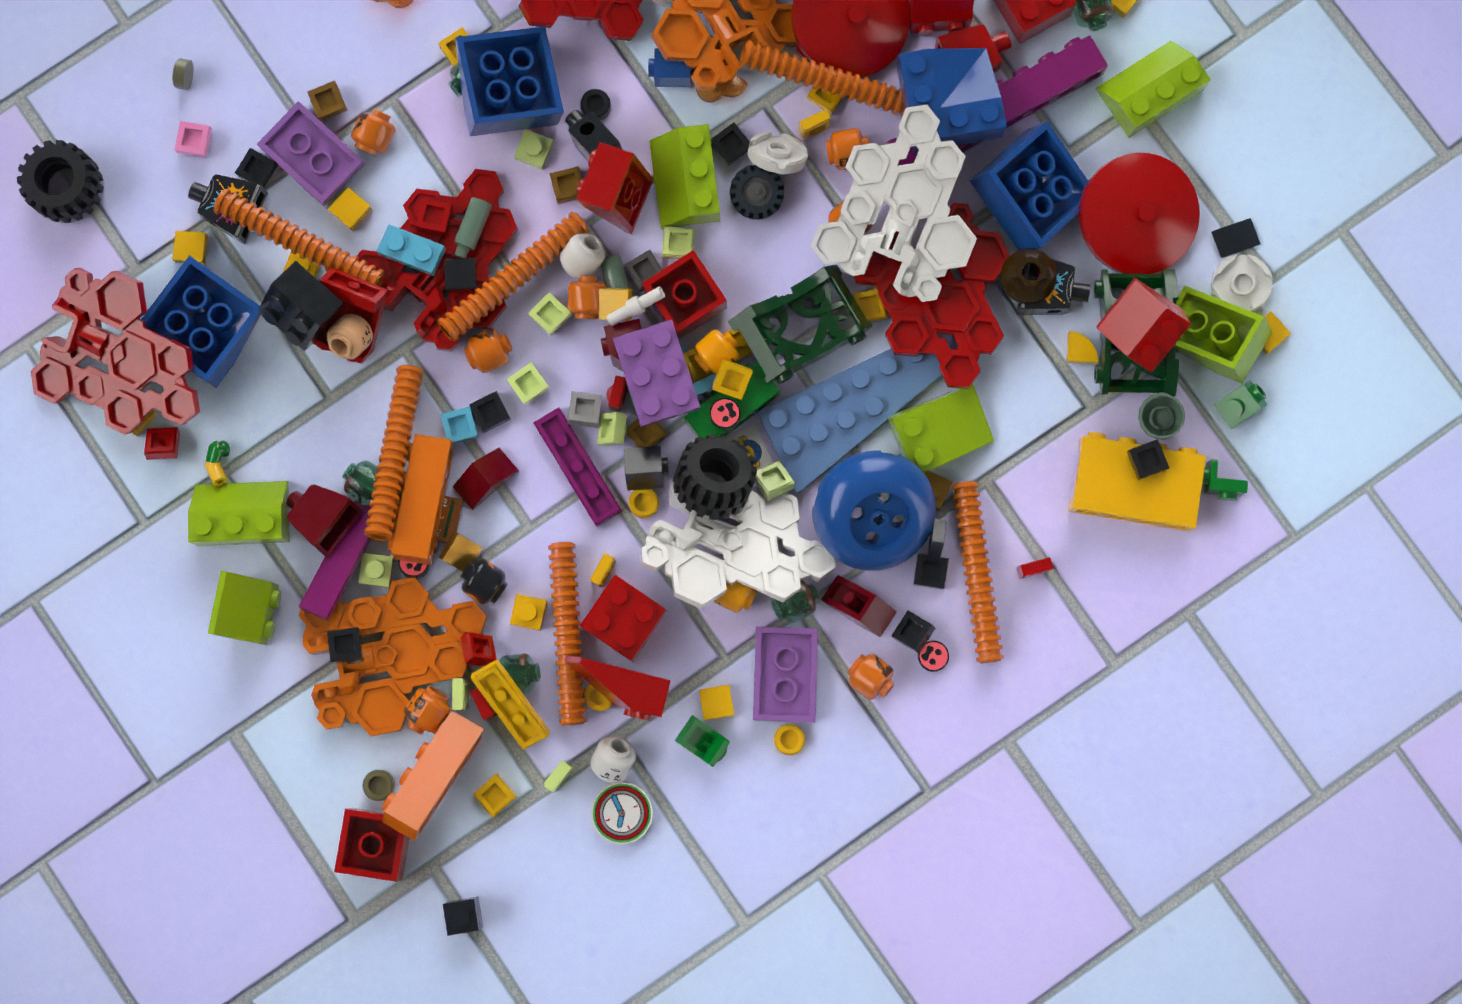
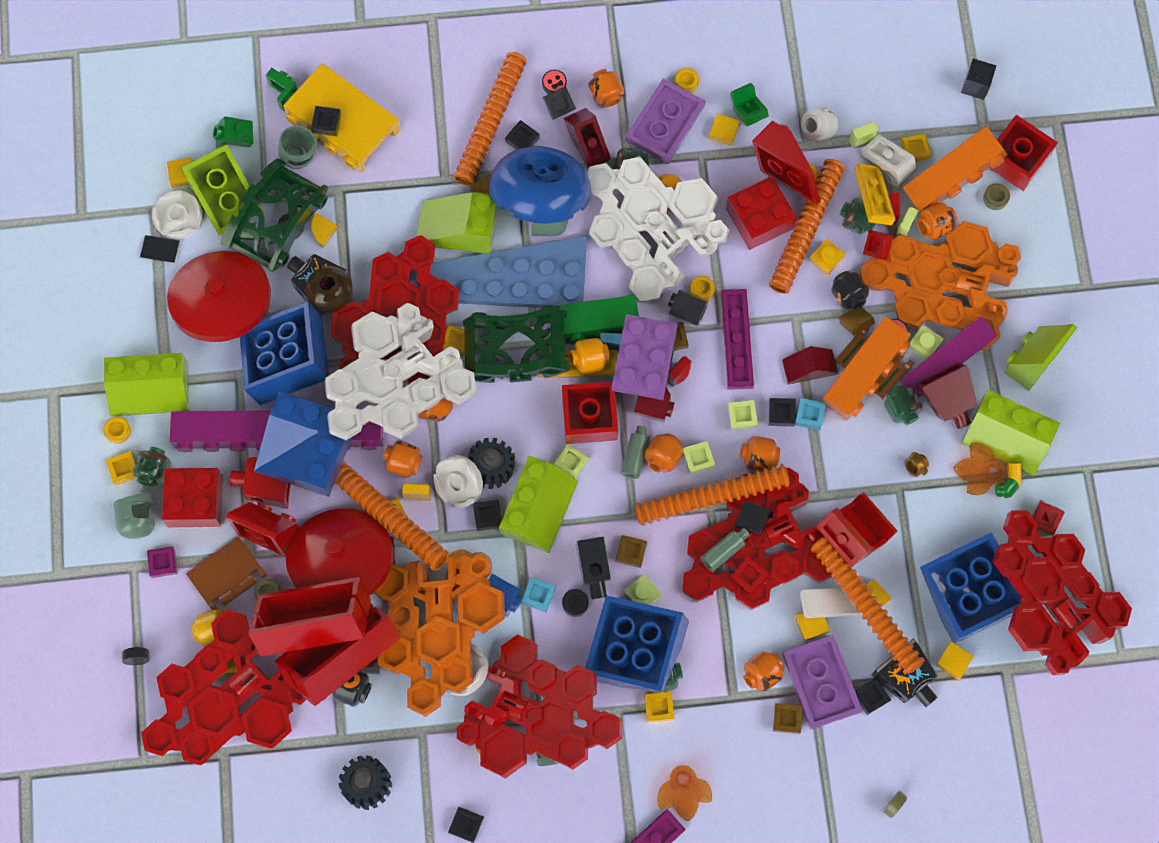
camera: 155 degrees left, 10 degrees down
(43, 165) = (1057, 755): black tyre -> none
(193, 139) = (911, 745): bright pink plate -> none
(258, 459) = (976, 469): none -> clear orange plate
(299, 306) = (892, 544): black brick -> none
(321, 428) = (917, 464): none -> pearl gold plate
(345, 645) = (976, 291): black tile -> none
(347, 228) = (826, 603): none -> white tile
(349, 336) = (863, 509): light nougat head -> none
(393, 452) = (871, 409): orange piece -> none
(411, 250) = (781, 556): medium azure plate -> none
(516, 761) = (894, 161): none -> white plate
(582, 255) = (650, 482): white head -> none
(584, 409) = (710, 373): light grey plate -> none
(603, 570) = (758, 254): yellow tile -> none
(612, 299) = (645, 432): yellow tile -> none
(612, 429) = (697, 348): yellowish green plate -> none
(615, 186) = (601, 509): red slope -> none
(622, 813) = (831, 90): tile -> none
(635, 306) = (632, 416): white bar -> none
(636, 93) = (538, 594): none -> medium azure tile
(642, 268) = (608, 454): dark grey tile -> none
(721, 458) = (623, 263): black tyre -> none
(725, 413) = (609, 307): tile -> none
(732, 379) = (590, 325): yellow tile -> none
(753, 442) = (603, 283): sticker -> none
(774, 480) = (598, 252): yellowish green tile -> none
(936, 541) = (507, 145): black tile -> none
(1034, 568) = (448, 99): red tile -> none
(1144, 324) = (271, 198): slope -> none
(1153, 30) = (117, 430): none -> yellow tile

